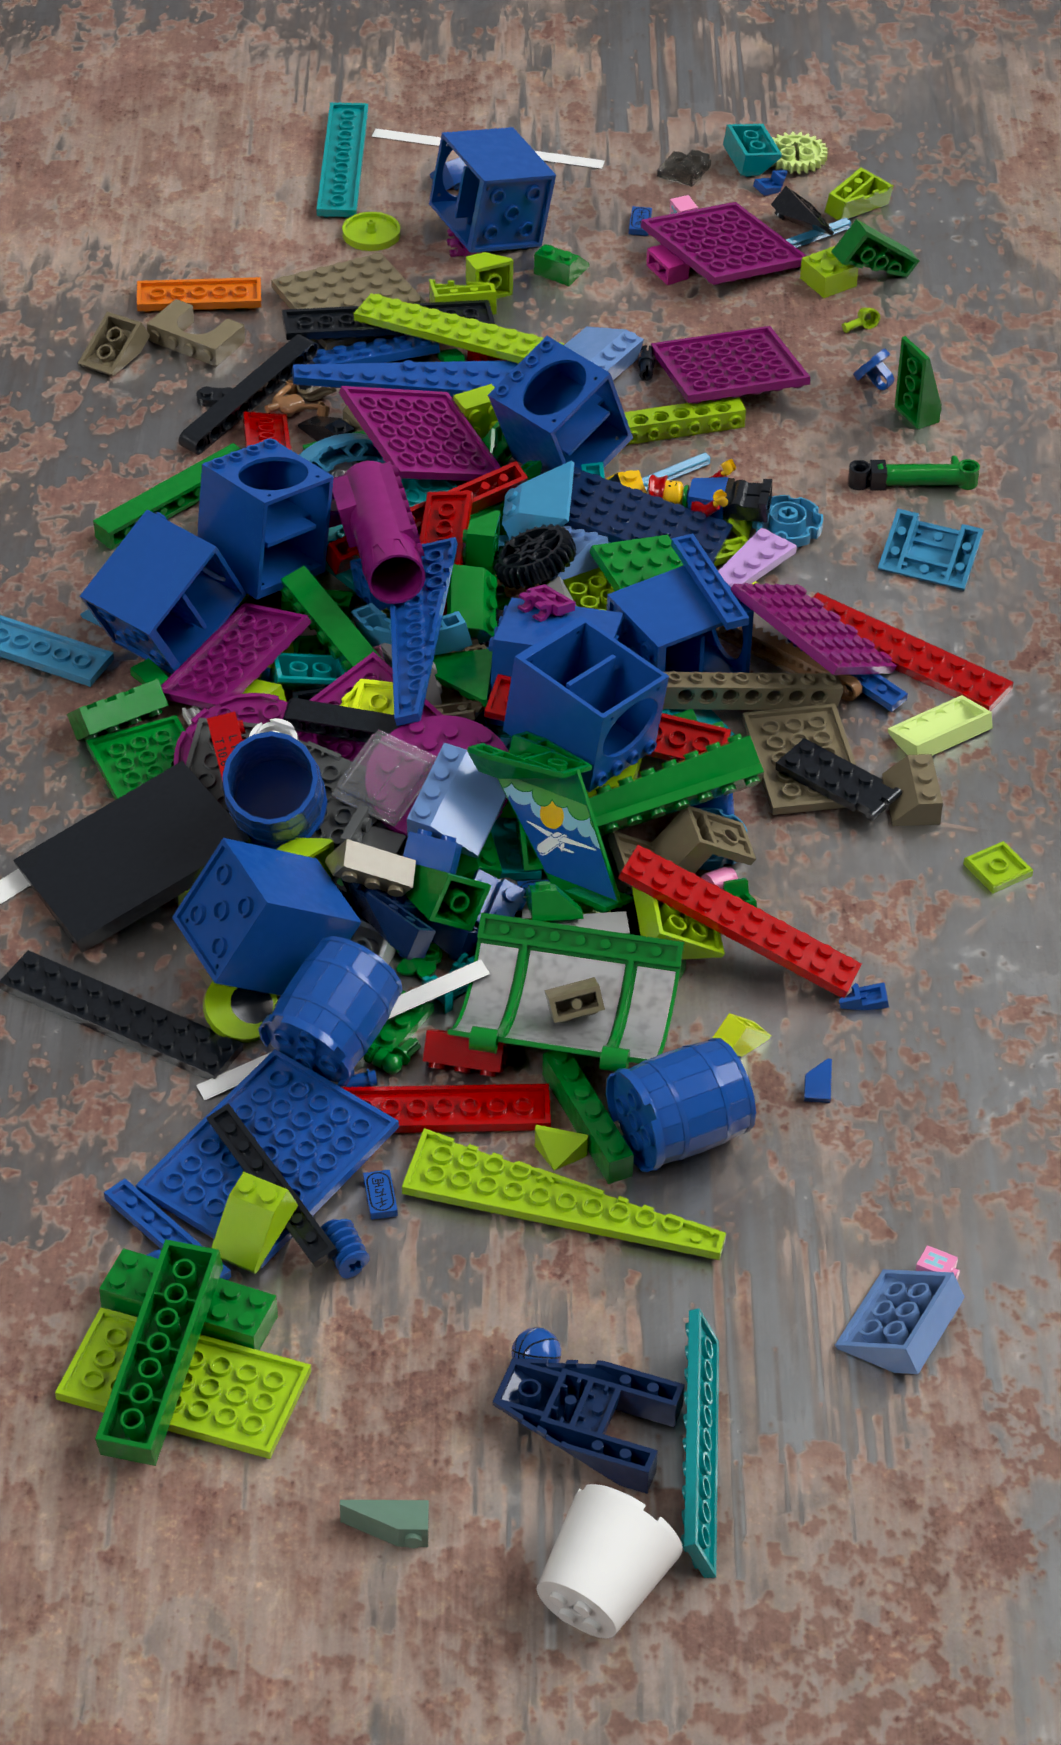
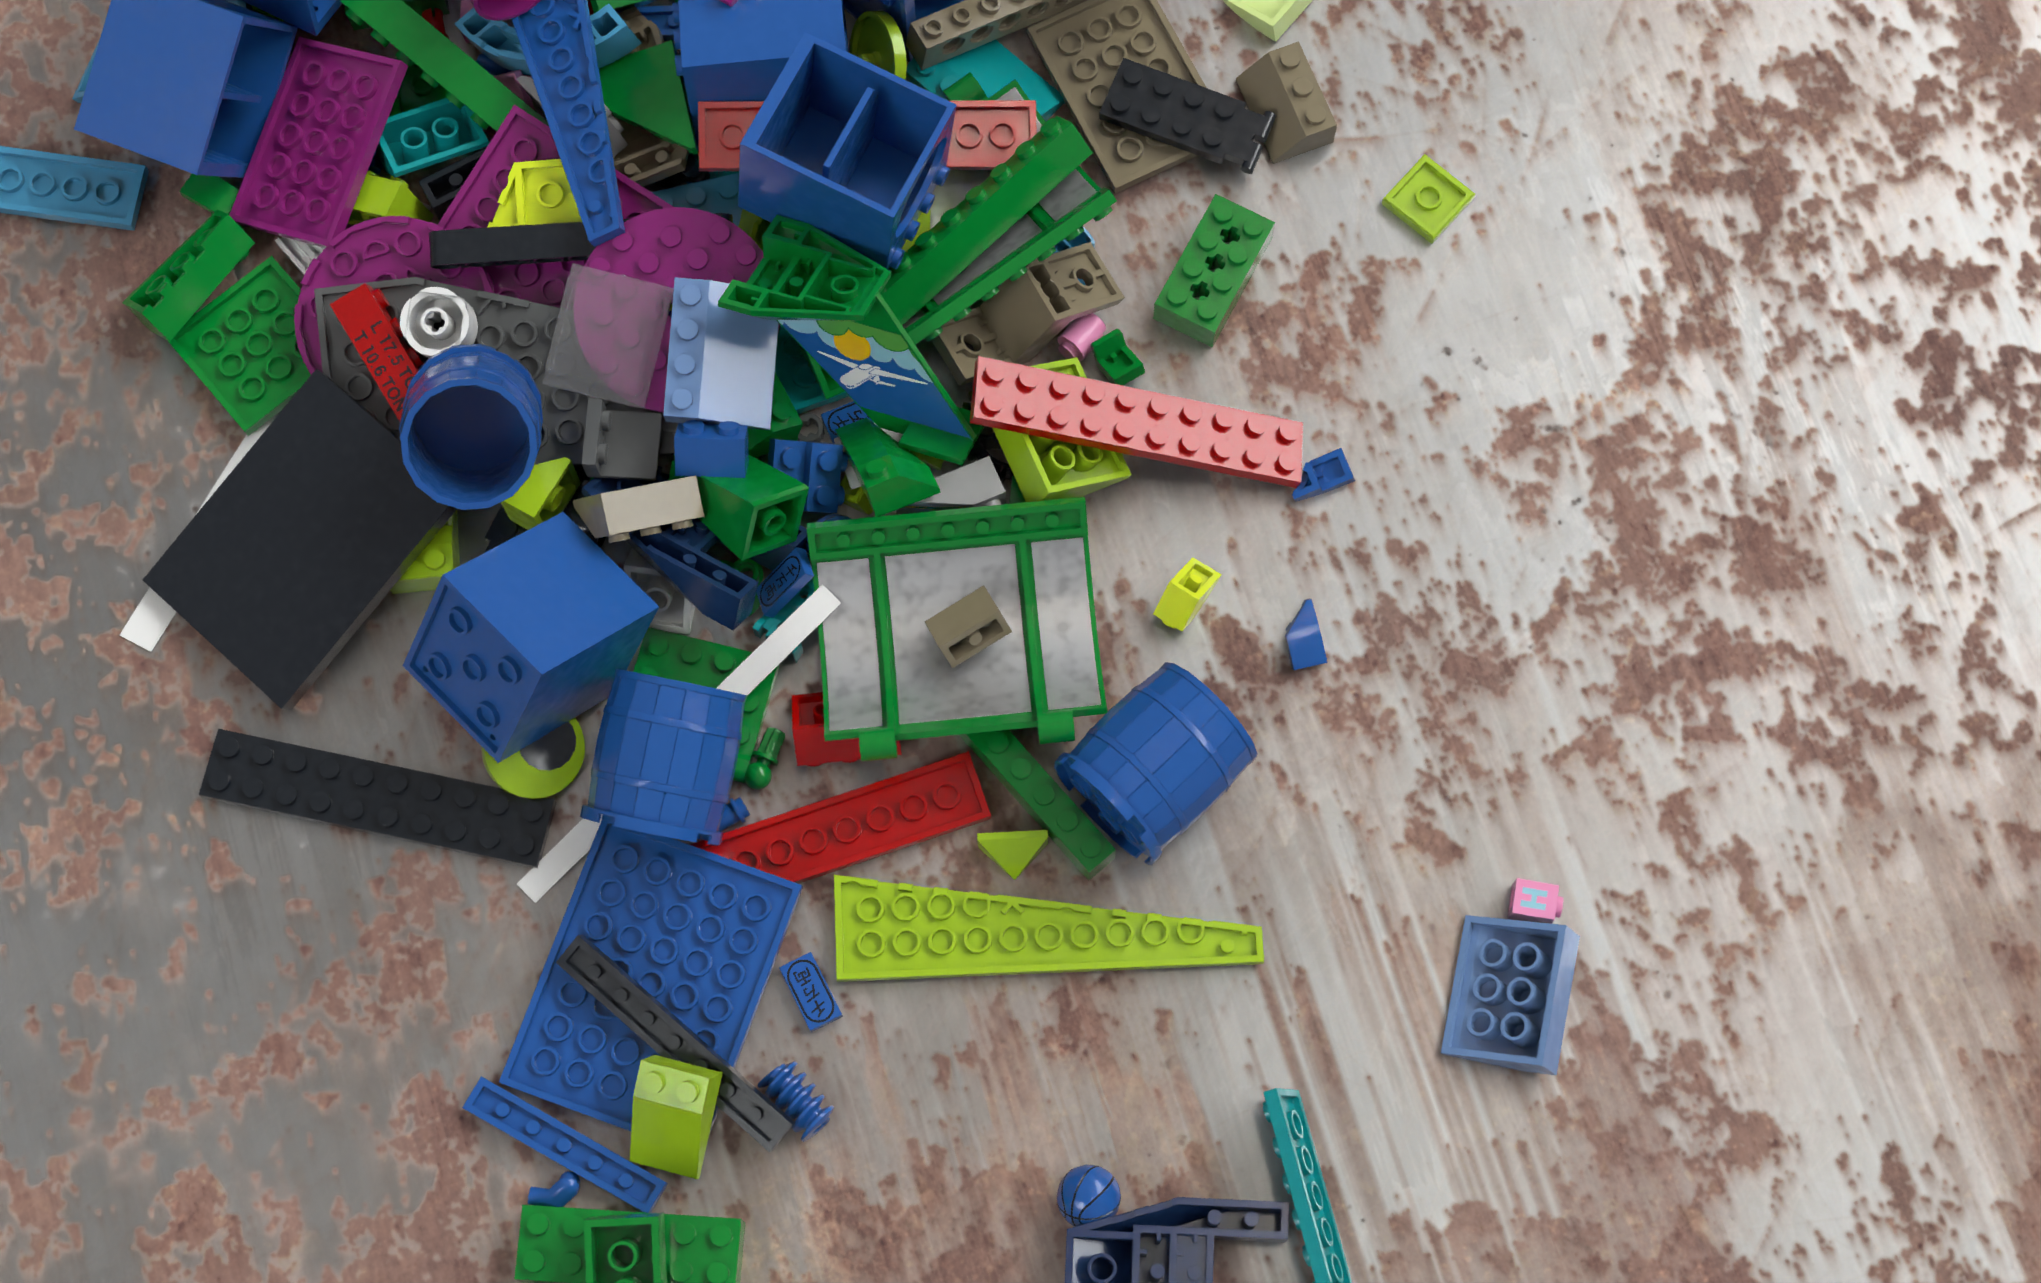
camera: 15 degrees left, 30 degrees up
(454, 955) = (784, 582): none -> blue tile
(826, 866) = (1233, 266): none -> green brick

